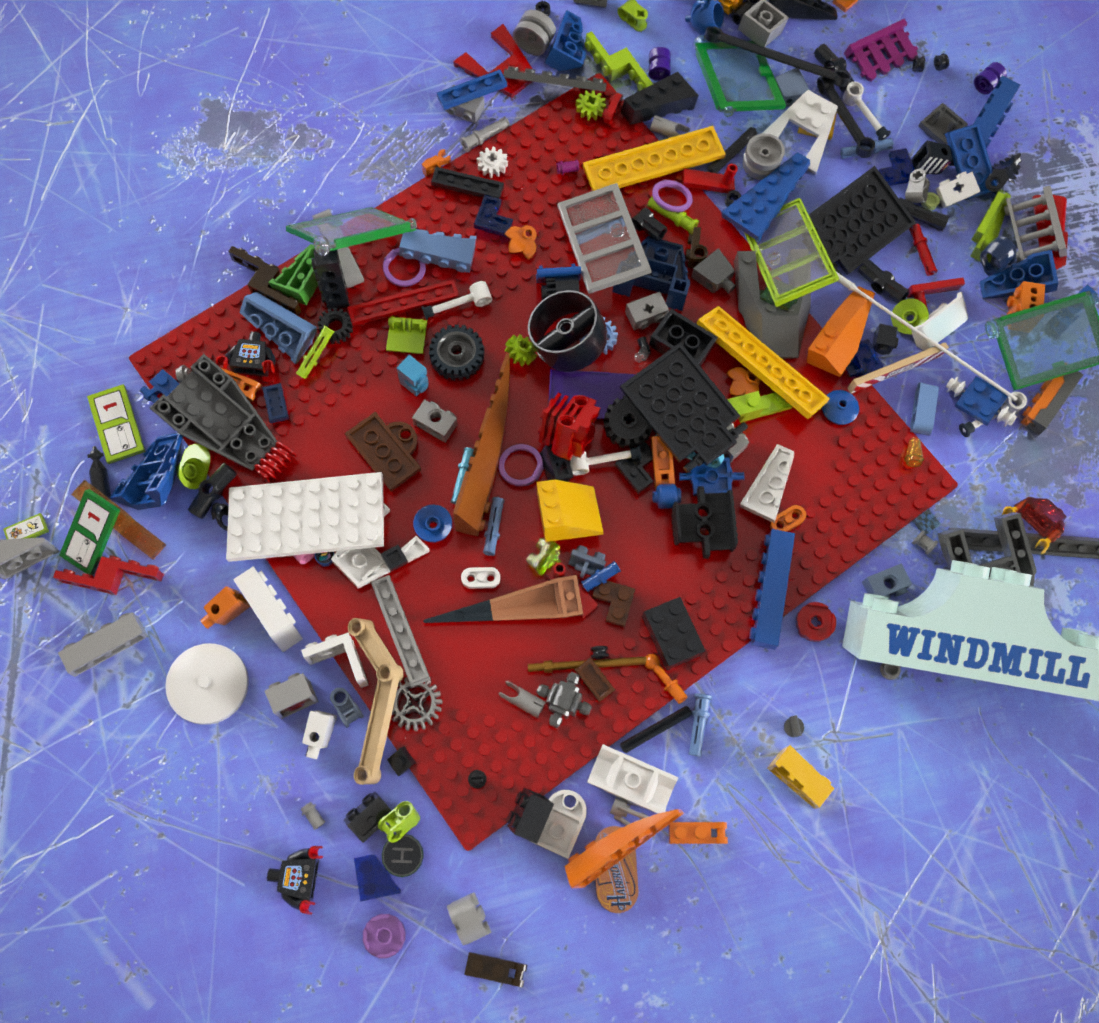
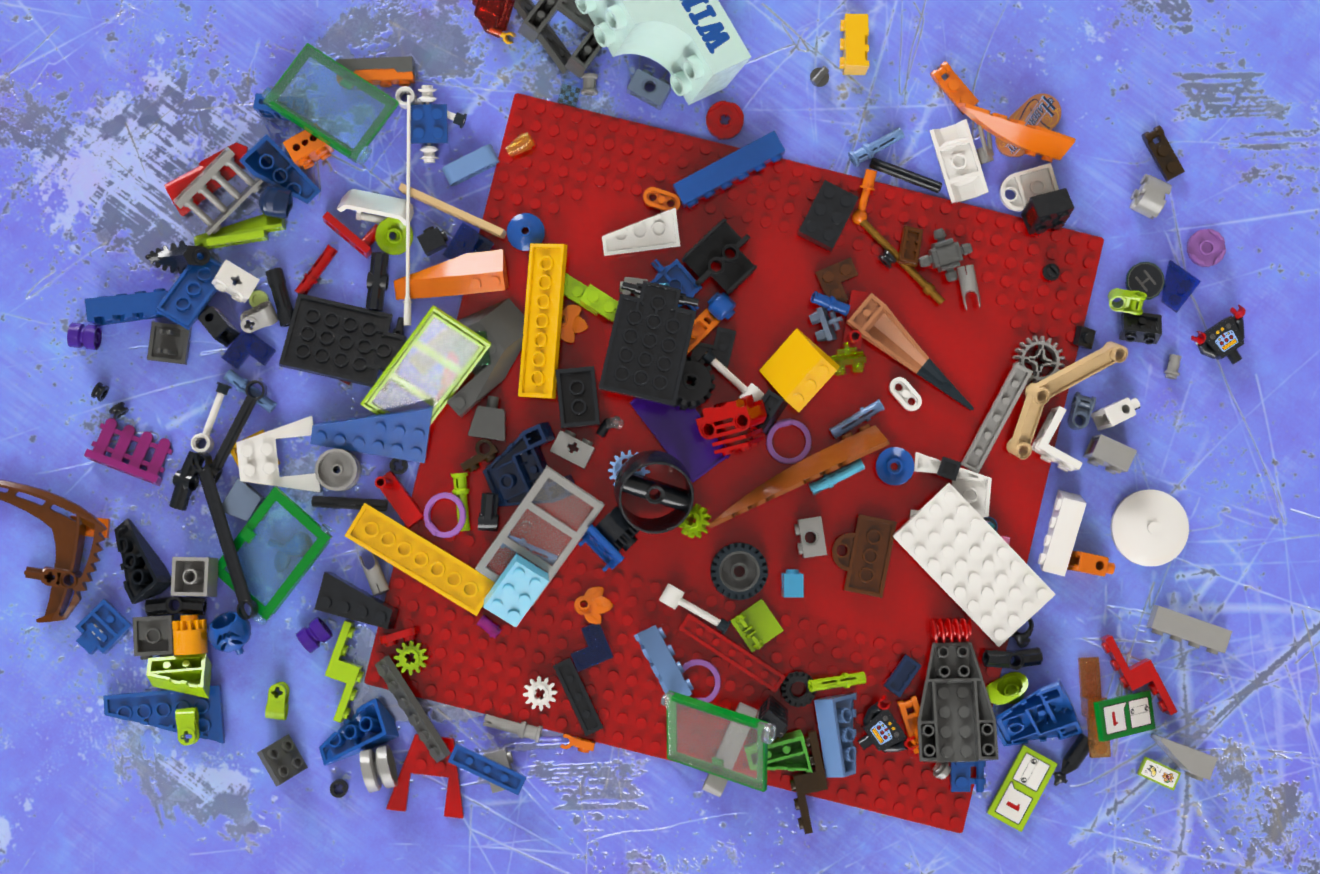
camera: 125 degrees left, 15 degrees up
(578, 193) = (516, 590): none -> medium azure brick

